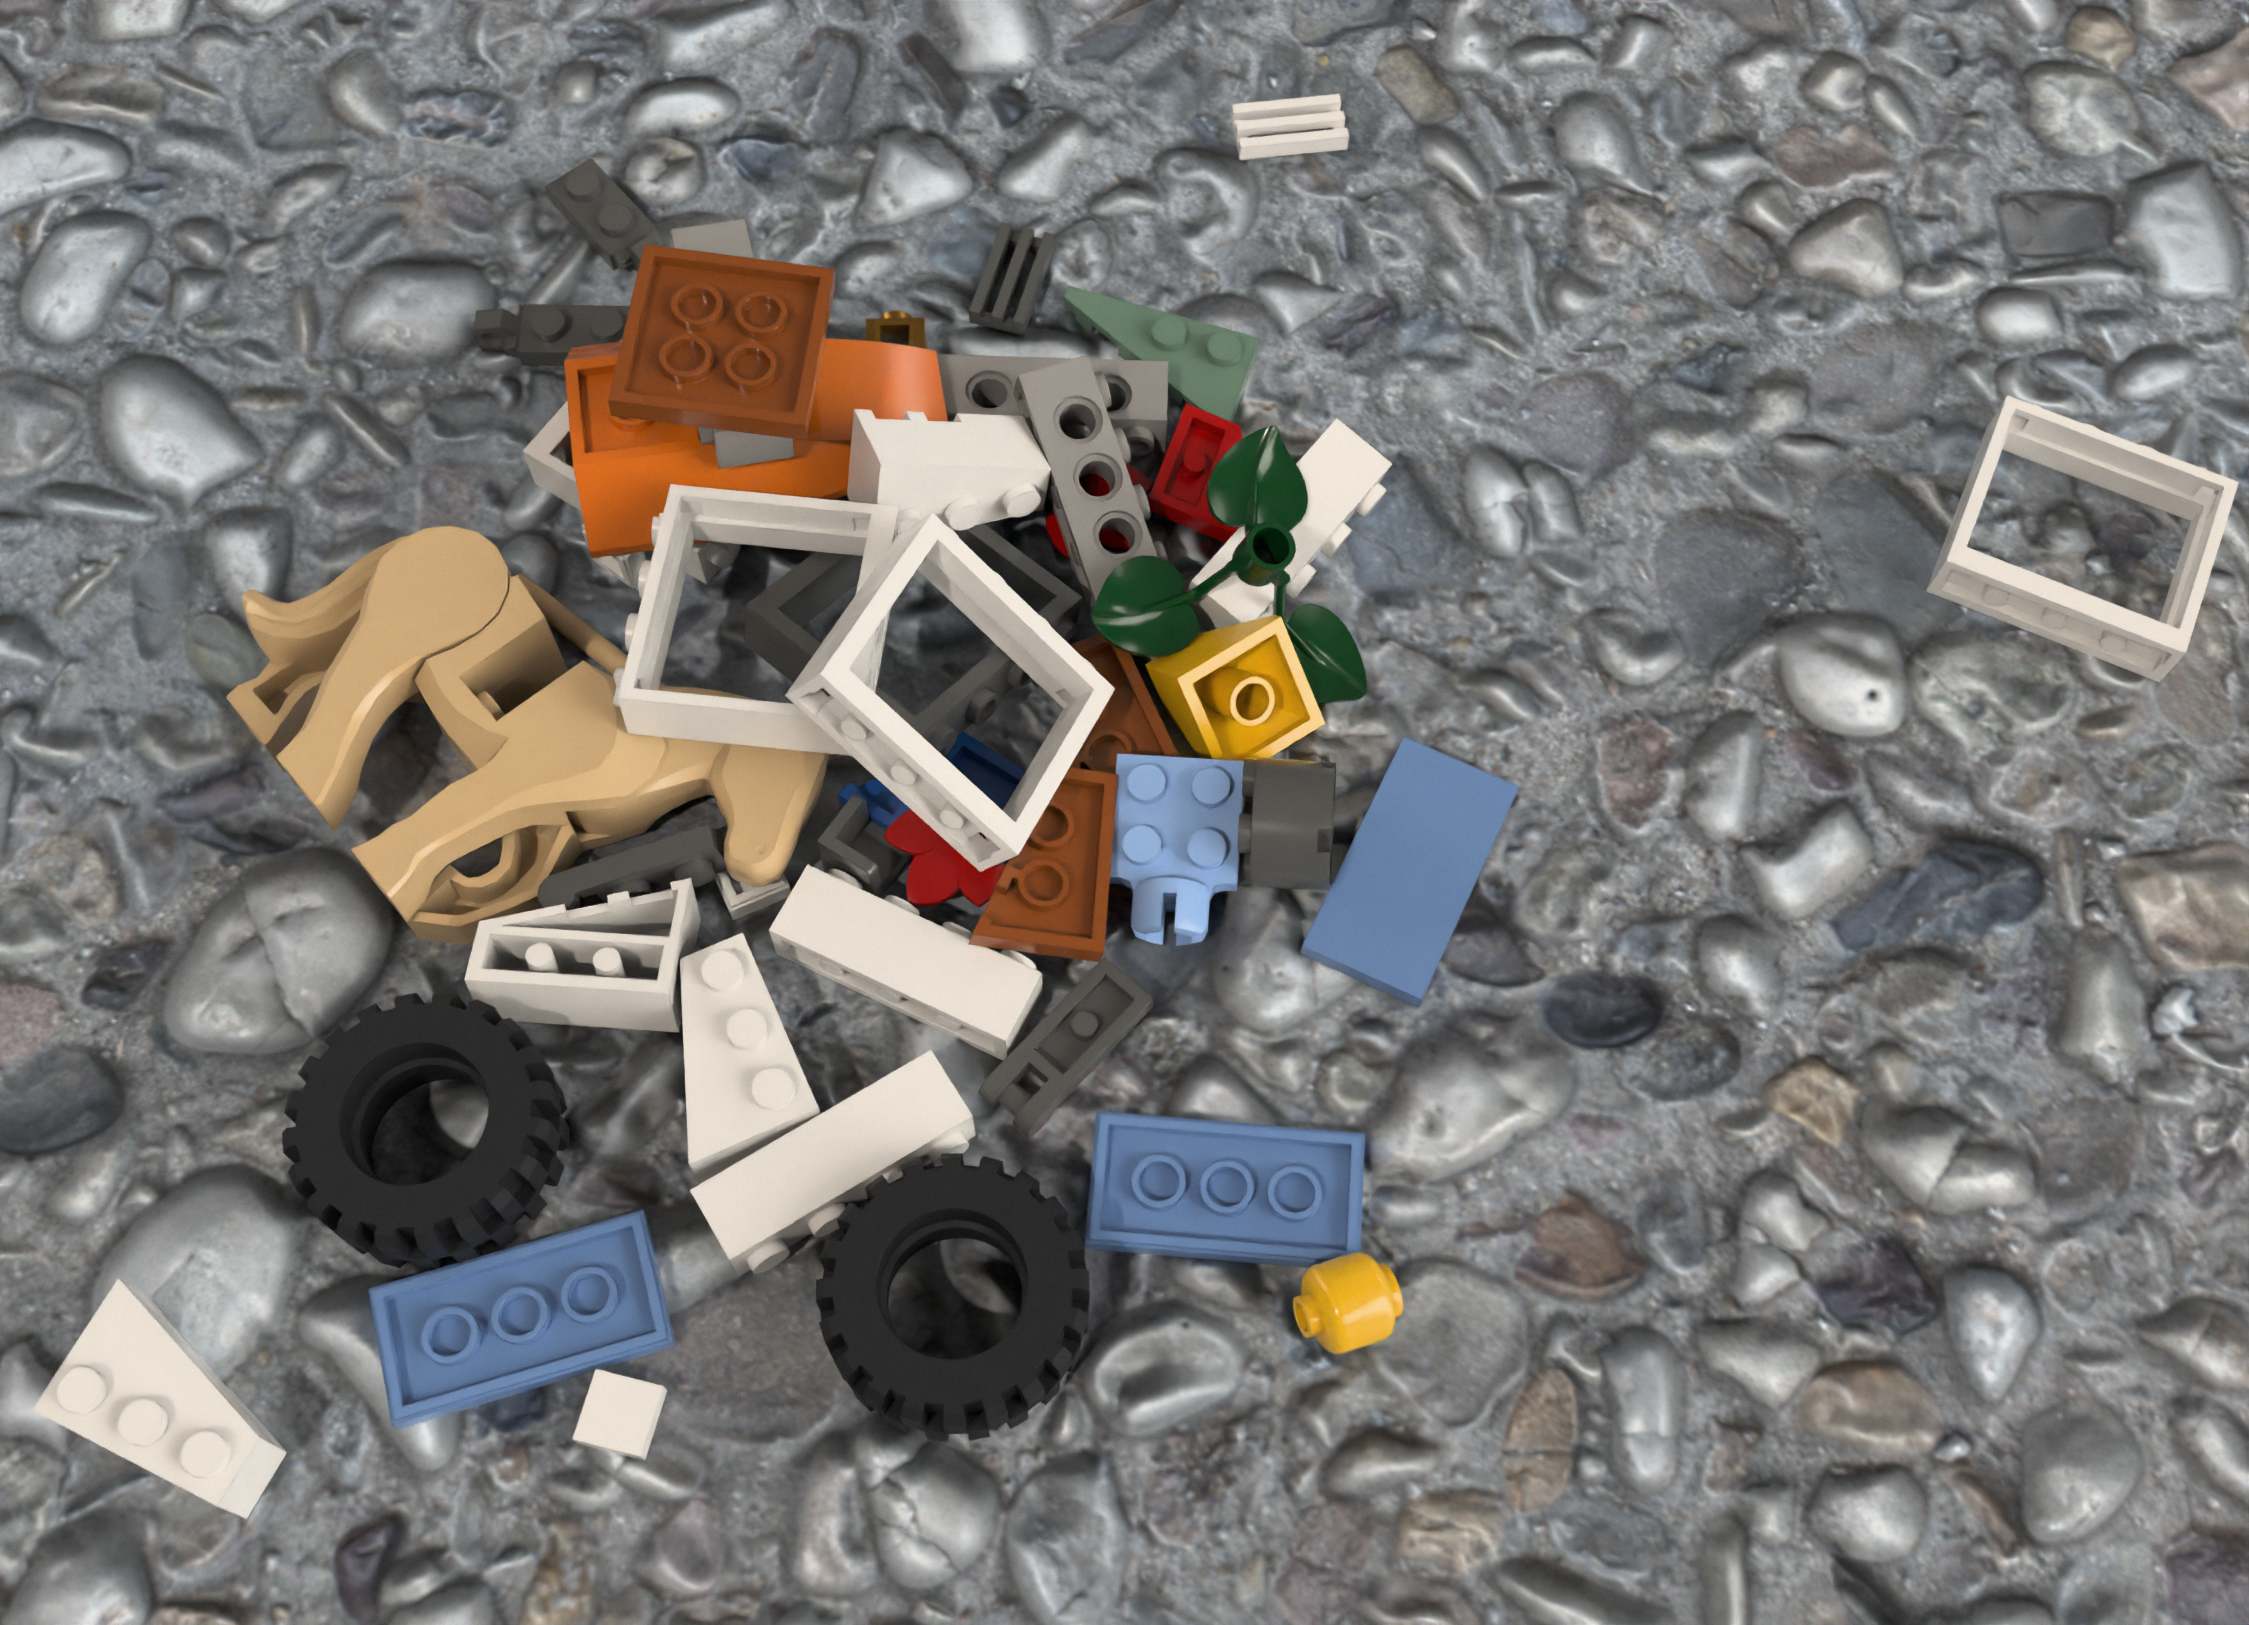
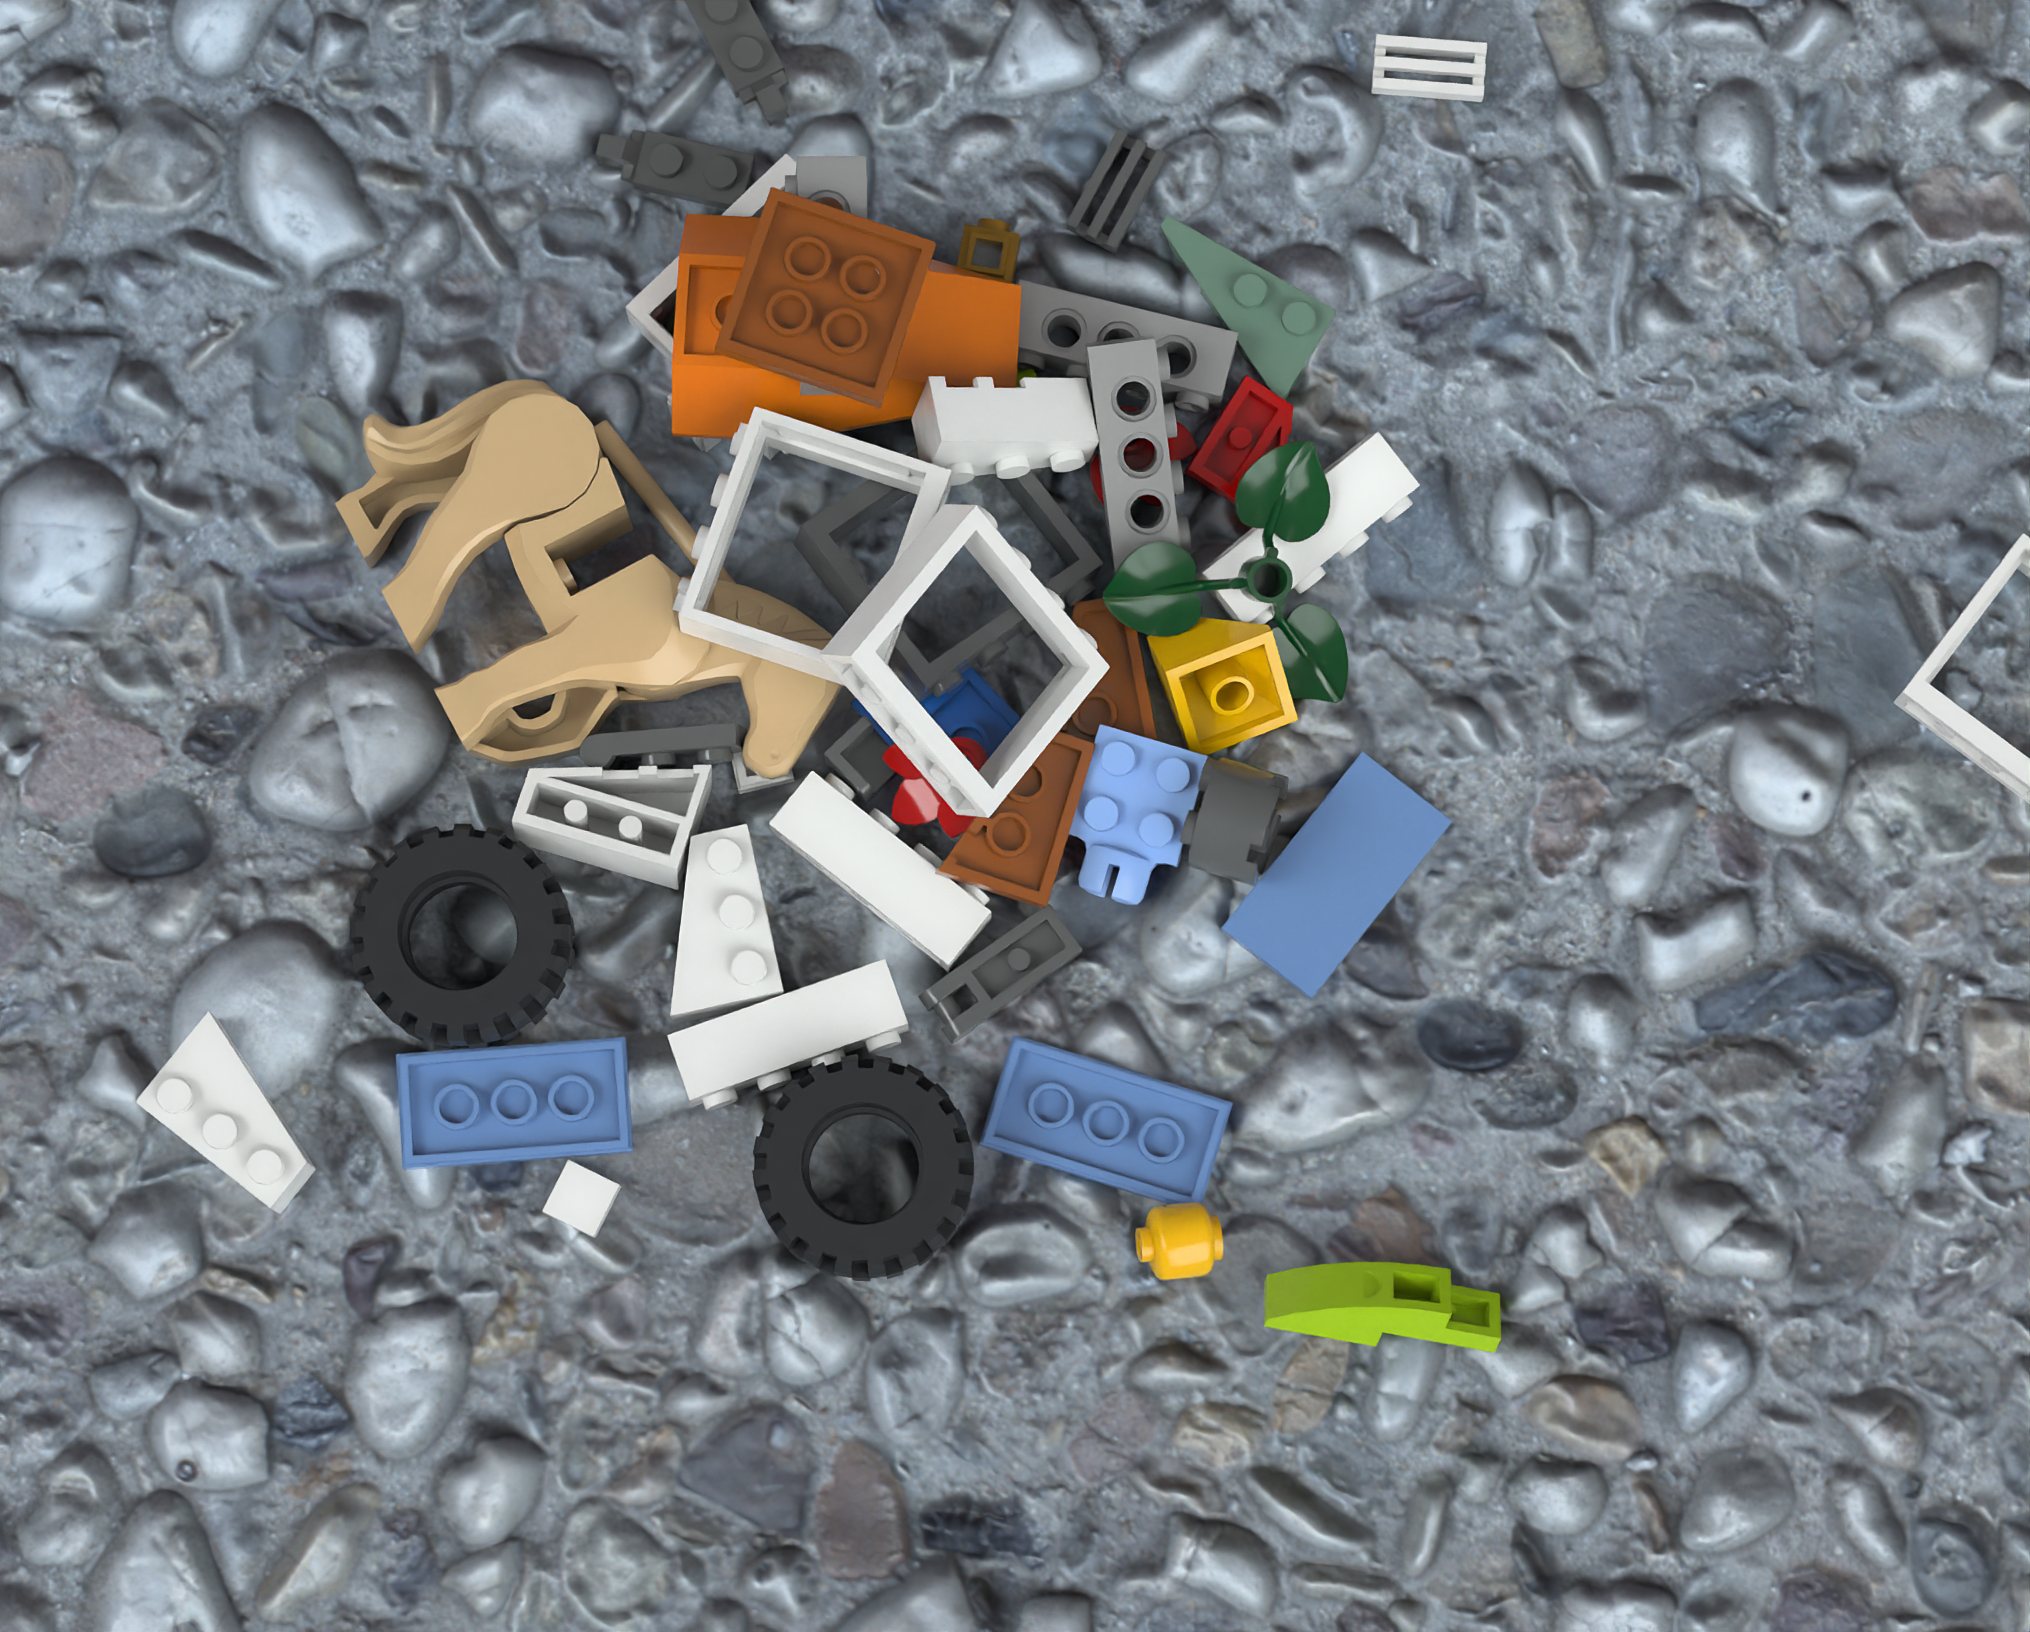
camera: 15 degrees right, 15 degrees up
(1591, 1318) = (1374, 1298): none -> lime slope

